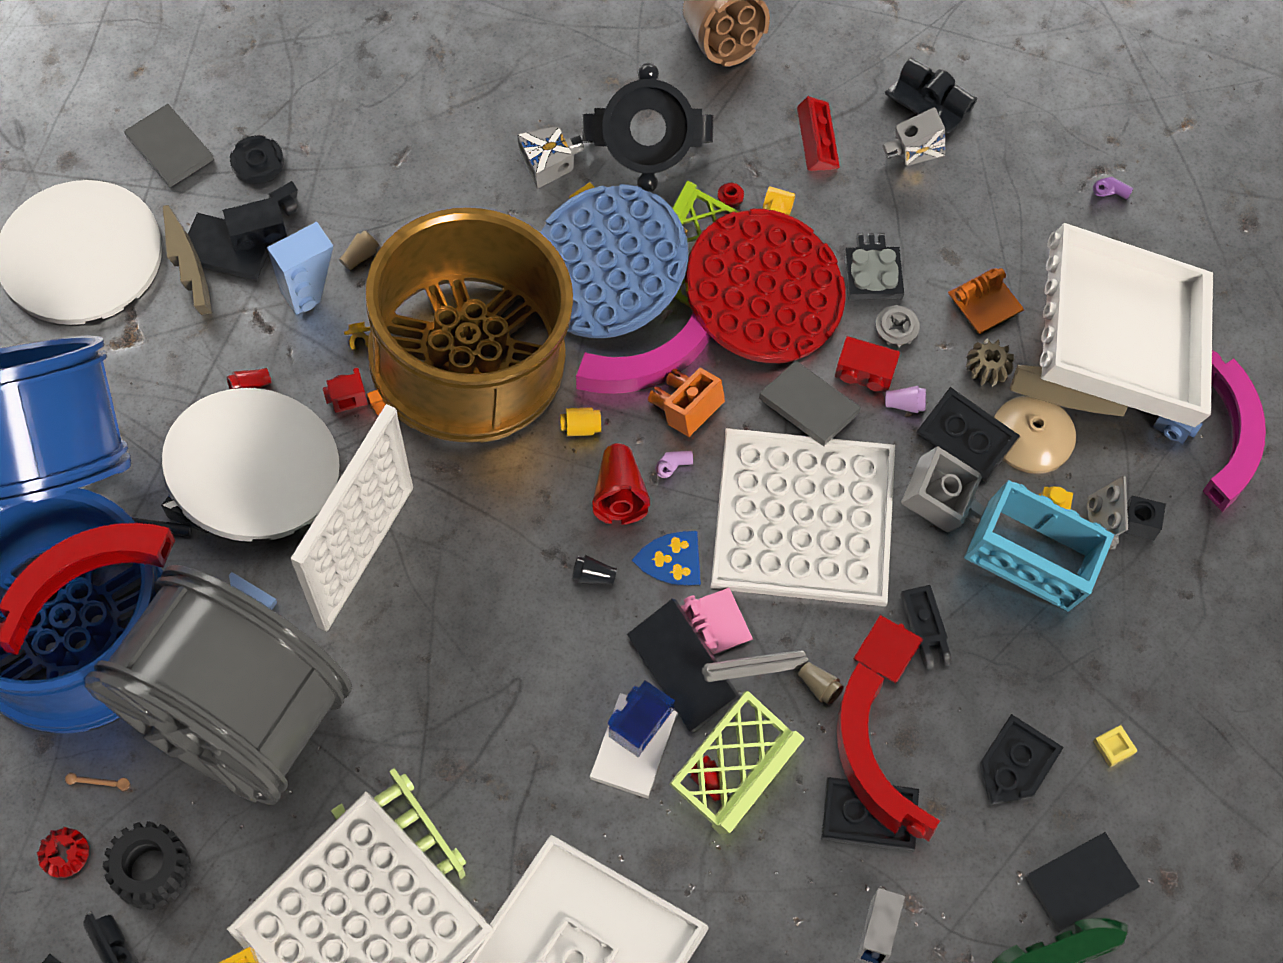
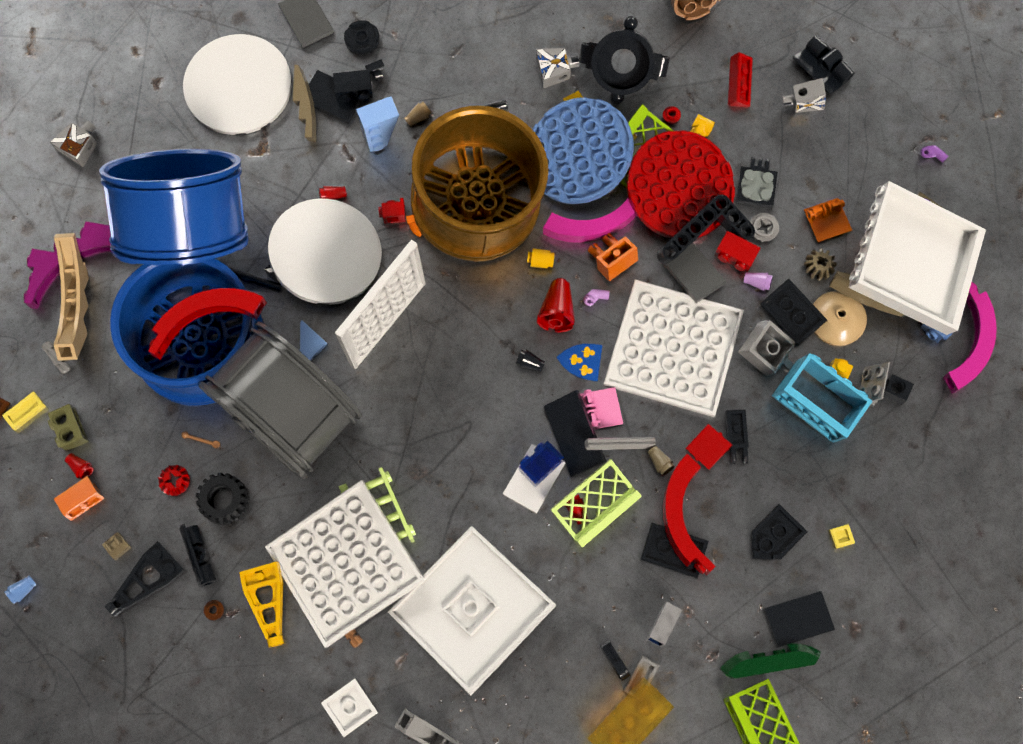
camera: 15 degrees right, 10 degrees up
(357, 330) = (406, 170): yellow plate -> none
(806, 332) = (701, 224): none -> black beam

